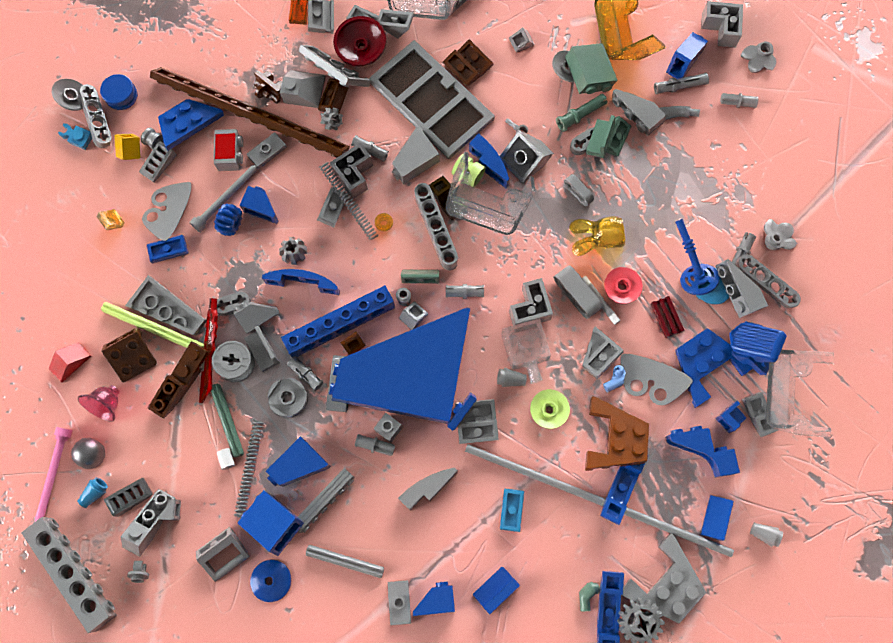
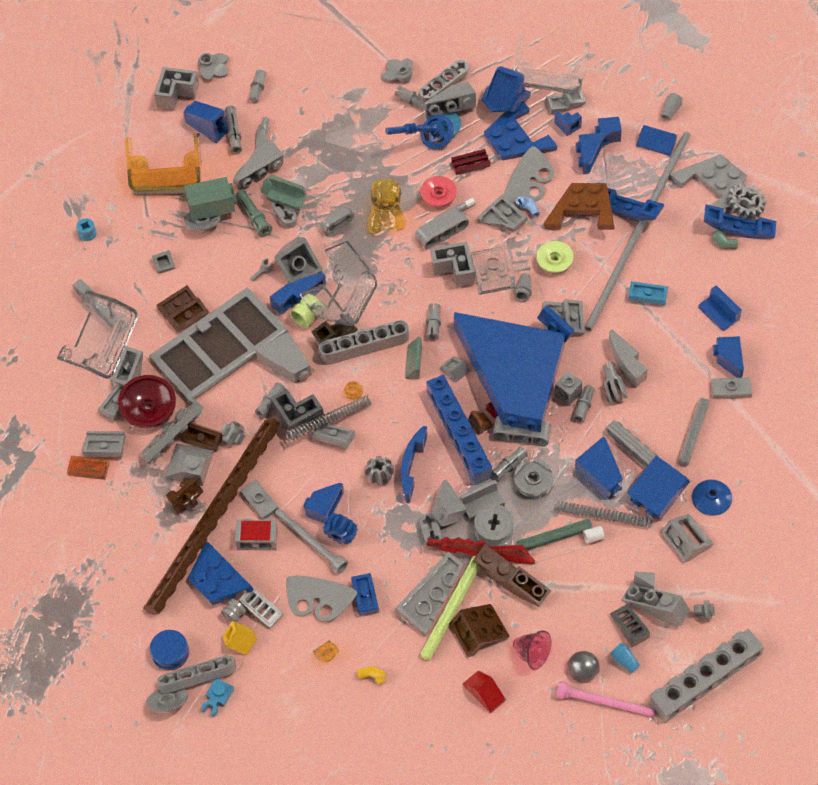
camera: 85 degrees left, 15 degrees down
(90, 263) = (374, 672): none -> yellow arm
(396, 475) = (613, 383): none -> light grey arm
(404, 292) = (436, 369): light grey pin -> none

